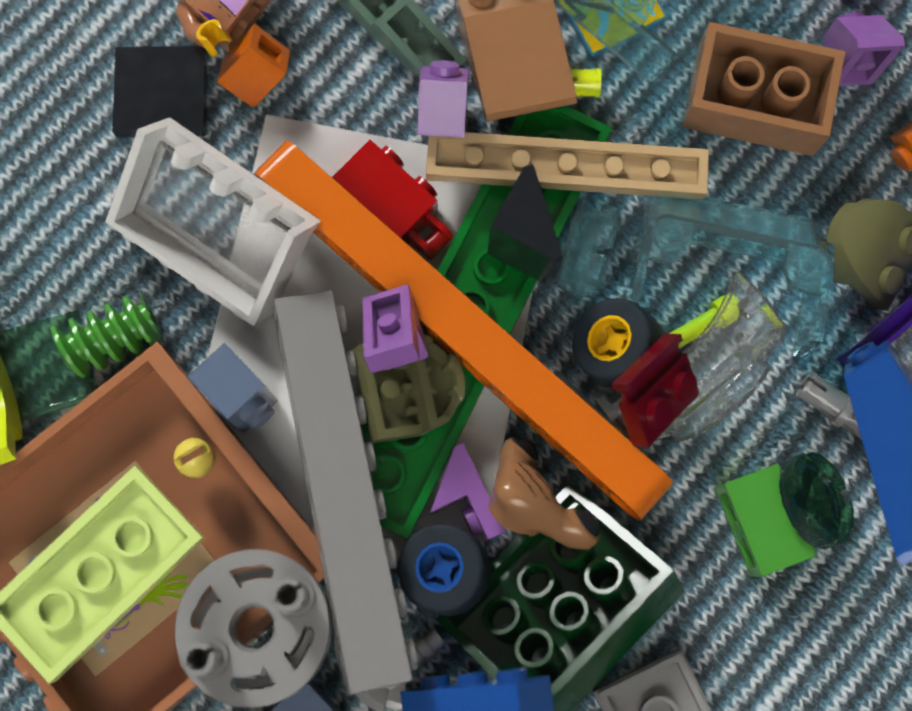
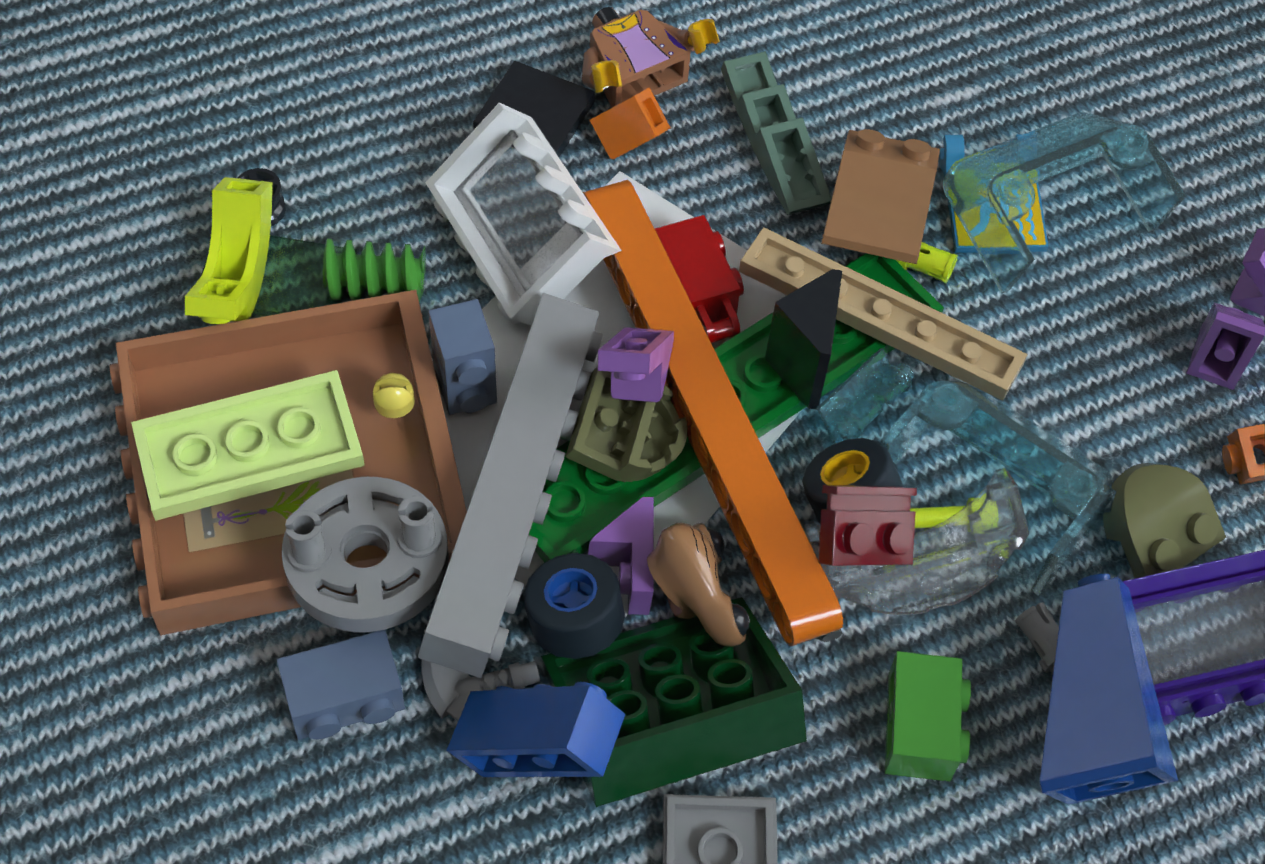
camera: 25 degrees right, 20 degrees down
(442, 100) = (790, 205): medium lavender slope -> none
(763, 89) = (1109, 334): medium nougat brick -> none
(814, 500) = (986, 715): clear green tile -> none

